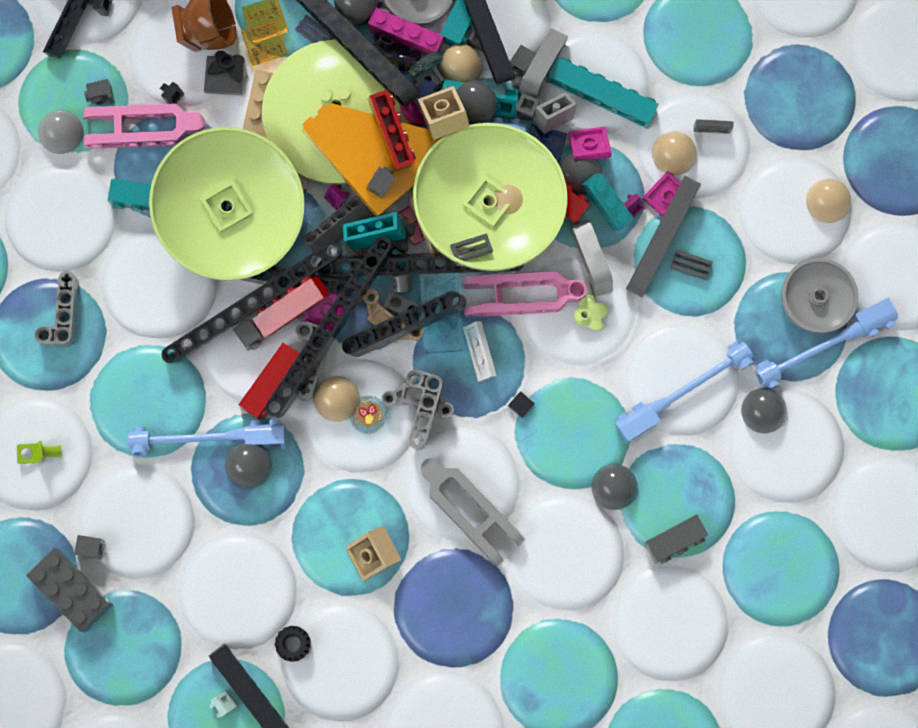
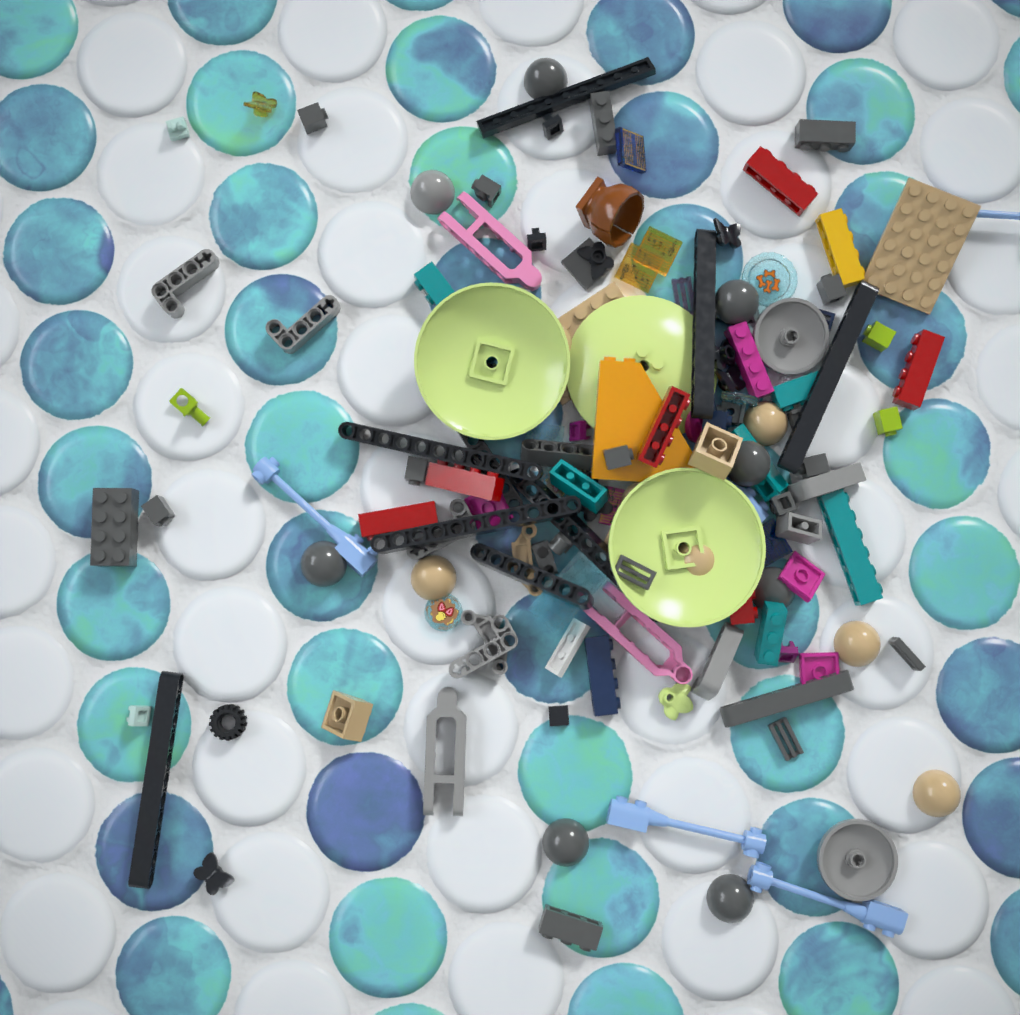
camera: 45 degrees right, 5 degrees up
(522, 347) = (600, 674): none -> dark blue brick

